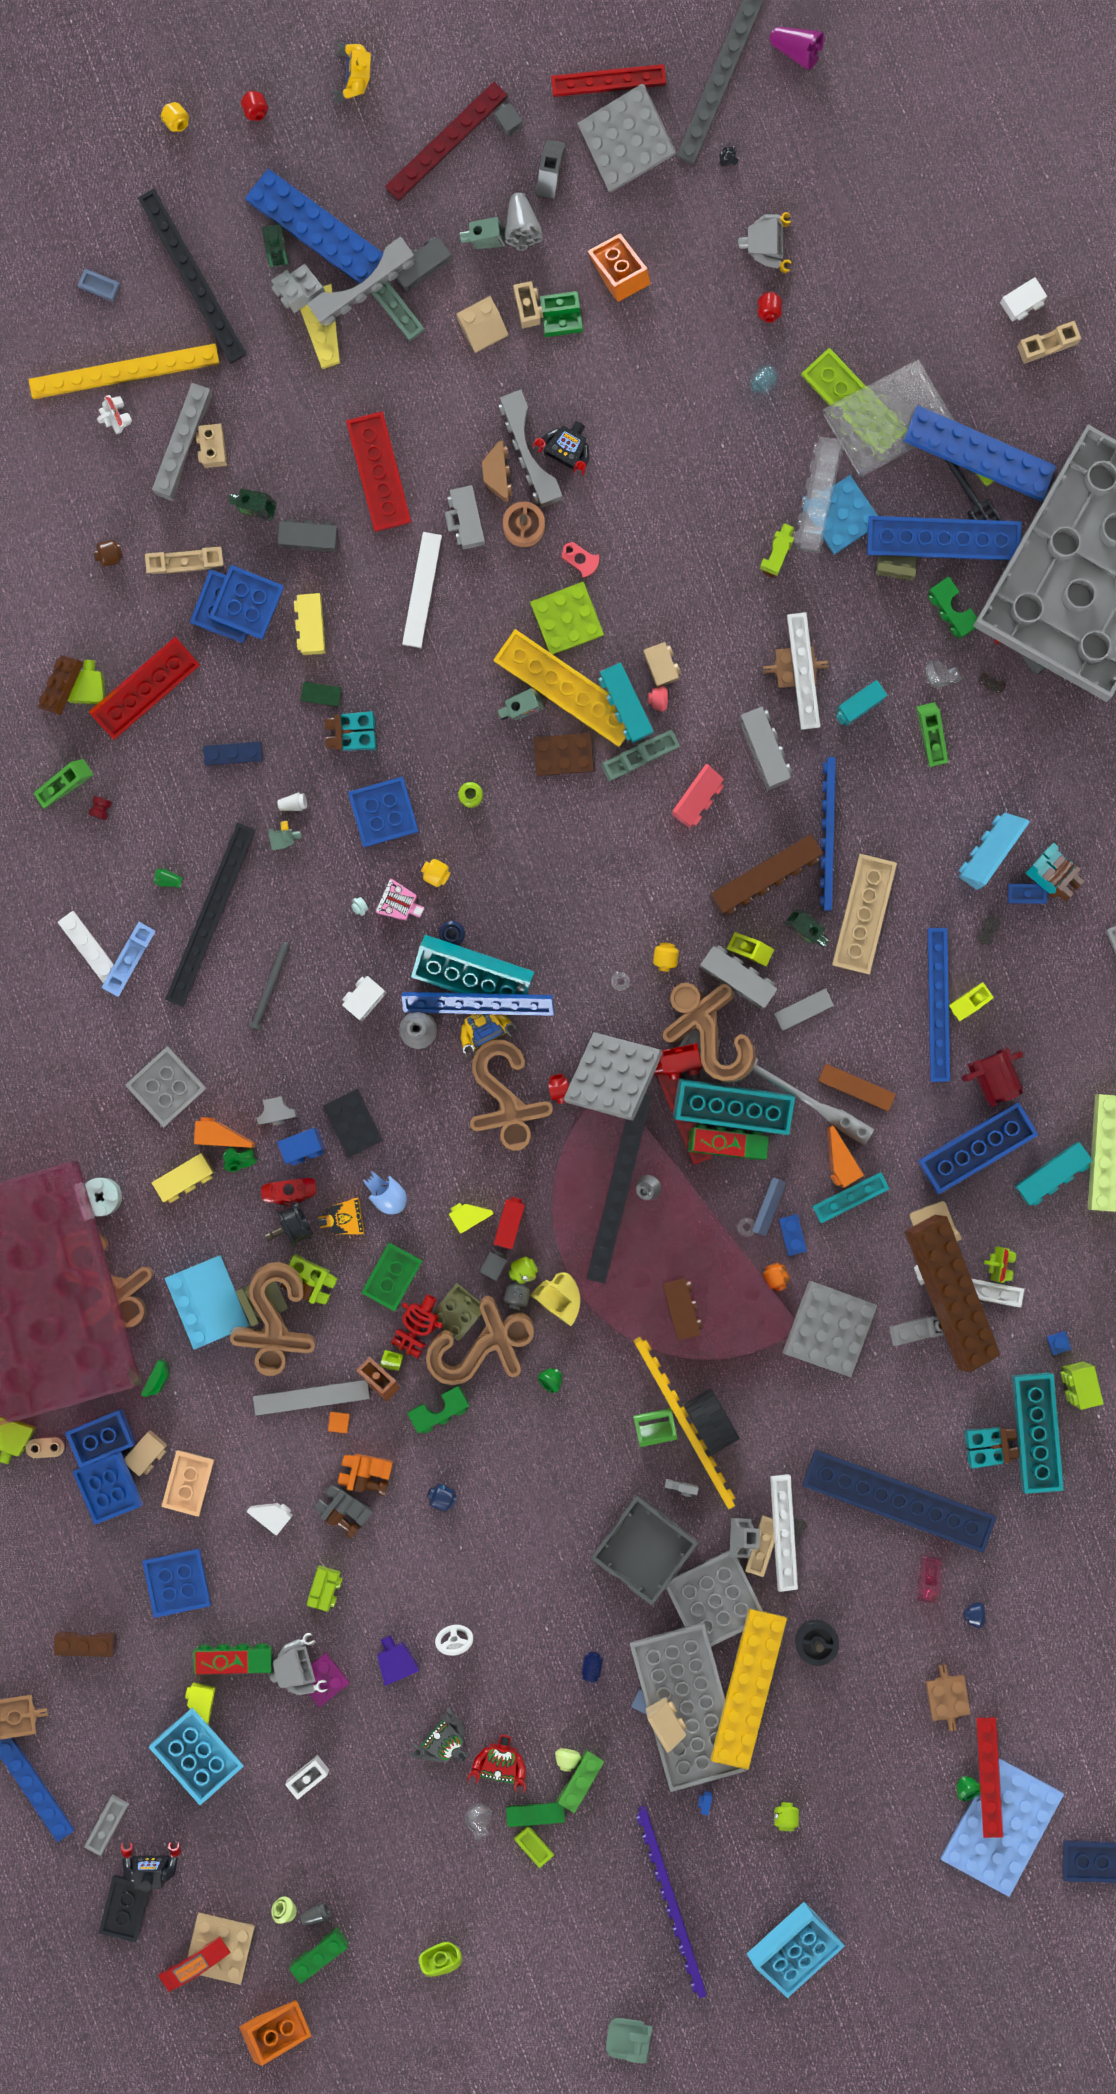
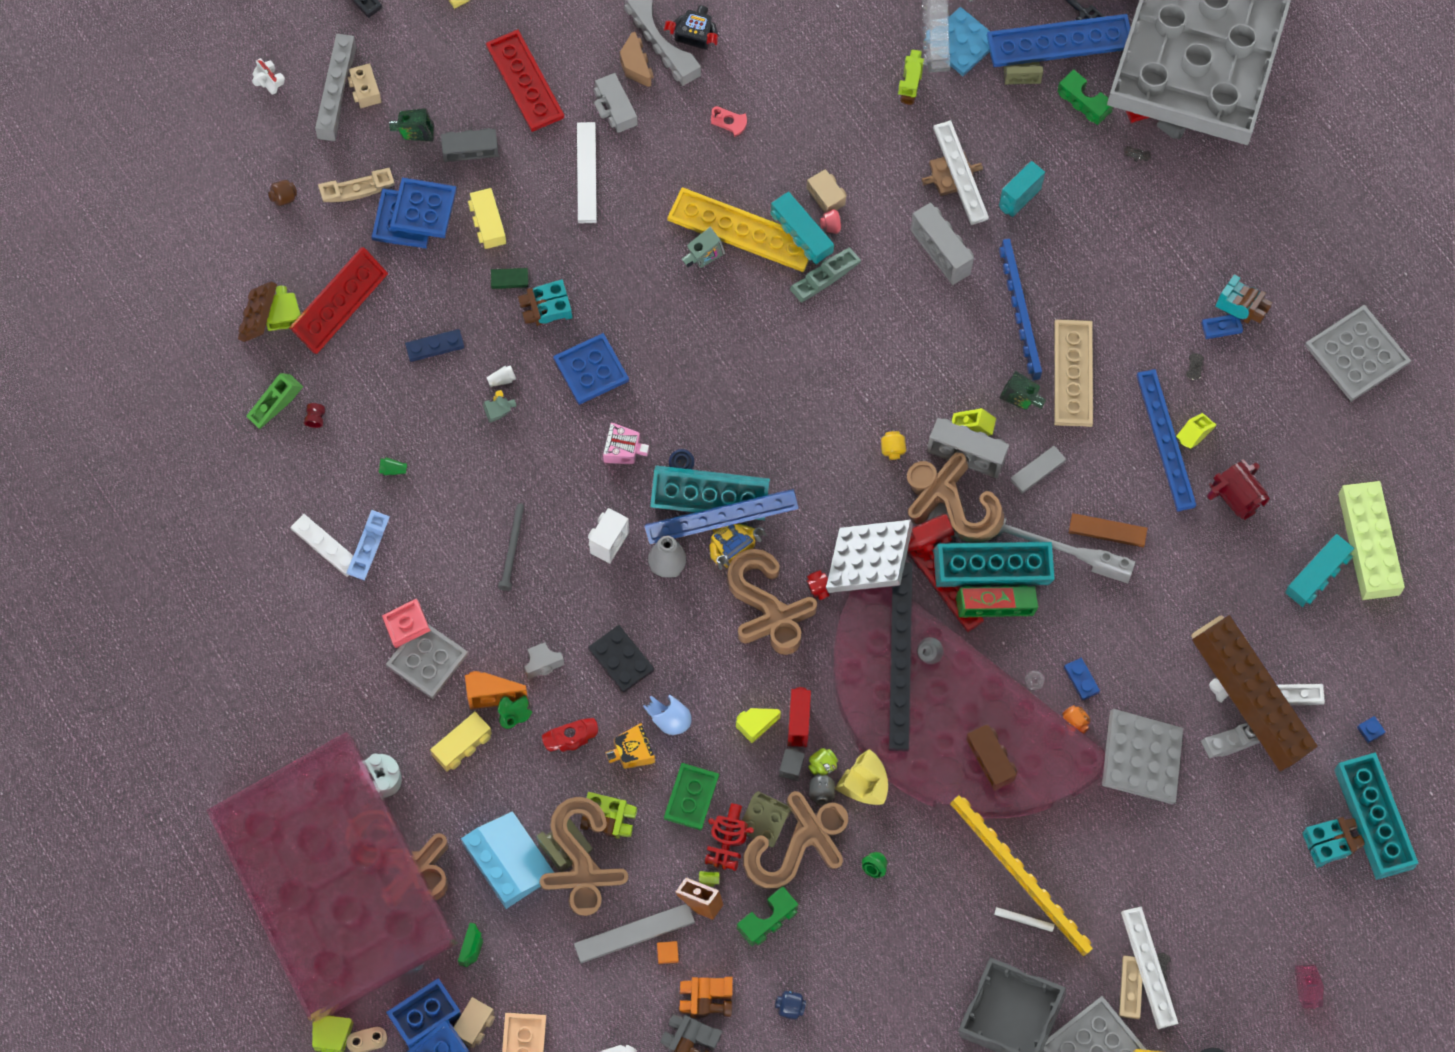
camera: 20 degrees left, 20 degrees down
(124, 371) = (269, 41): yellow plate -> none
(151, 1047) = (406, 623): none -> coral tile
(210, 914) = (440, 493): black plate -> none
(292, 1224) = (580, 761): black wheel -> none
(302, 1145) = (576, 681): blue brick -> none
(359, 906) = (585, 456): light aqua plate -> none
(435, 872) = (653, 412): yellow head -> none
(470, 794) = (672, 336): lime head -> none
(523, 524) = (670, 98): nougat wheel -> none
(563, 754) = (752, 288): reddish brown plate -> none
(567, 618) = (728, 171): lime plate -> none
(624, 976) = (854, 472): clear plate -> none
(655, 1432) = (994, 895): bright green tile -> none
(679, 1459) = (1024, 919): none -> white bar
(685, 1488) = (1039, 945): light grey plate -> none
(698, 796) = (889, 297): coral slope -> none
(711, 1421) = (1049, 864): black tyre -> none
(743, 1538) = (1110, 981): light grey brick -> none
(766, 874) = (971, 352): reddish brown brick -> none
(769, 1206) = (1052, 655): sand blue tile -> none
(842, 1164) = (1113, 596): orange slope -> none
(850, 1197) = (1129, 631): teal plate -> none
(899, 1501) = (1257, 914): dark blue plate -> none
(932, 733) = (1094, 205): bright green slope -> none
(939, 676) = (1087, 156): clear piece -> none
(975, 1615) = (1366, 1011): dark blue cone -> none
(977, 1148) = (1239, 559): blue brick -> none
(992, 850) = (1178, 290): medium azure slope -> none
(998, 1264) = (1291, 666): lime hips -> none
(1081, 1385) = (1406, 756): lime brick -> none

